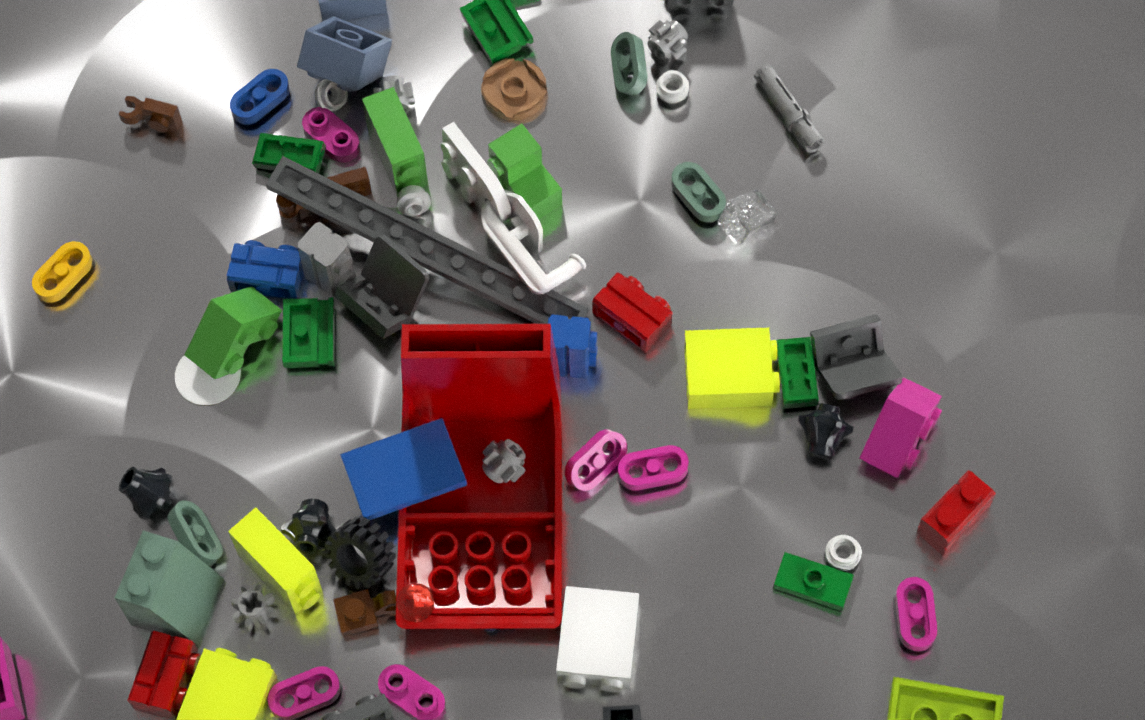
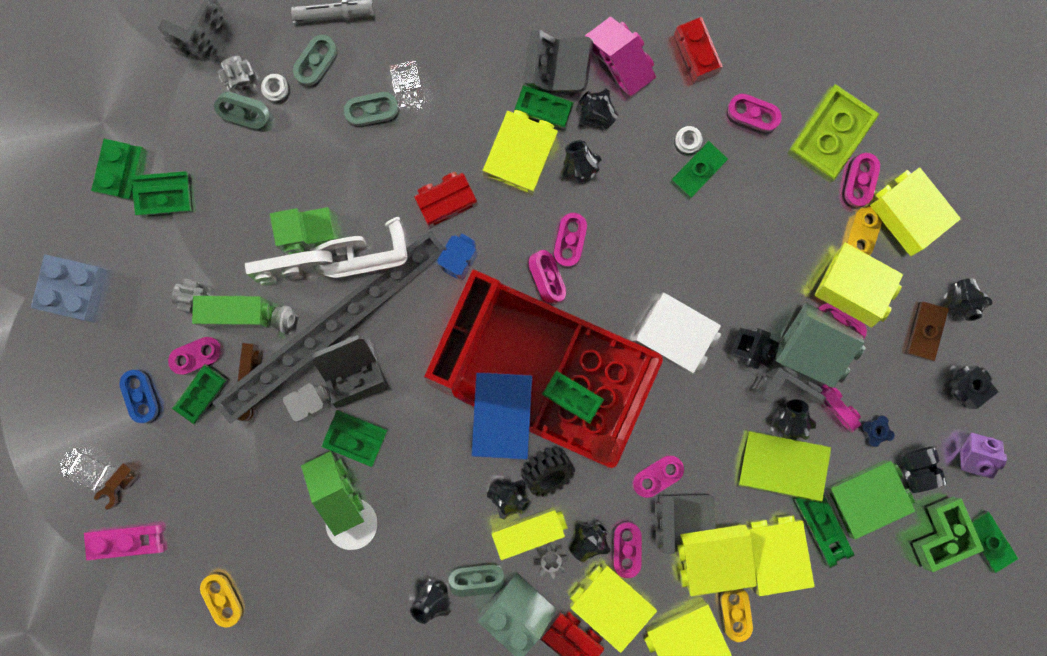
camera: 70 degrees left, 20 degrees up
(88, 148) = (122, 542): none -> dark pink plate
(154, 75) = (82, 468): none -> clear bracket
(267, 269) = (290, 449): blue brick -> none
(296, 641) = (589, 541): none -> black rock
(338, 98) = (167, 338): white plate -> none
(344, 54) = (137, 319): sand blue brick -> none
(359, 612) = (583, 487): reddish brown plate -> none
(461, 537) = (572, 397): none -> green plate
(503, 461) = (522, 342): light grey gear -> none
(514, 89) = (220, 204): medium nougat tile -> none
(724, 111) = (313, 60): none -> sand green plate
(750, 435) = (580, 161): none -> black rock

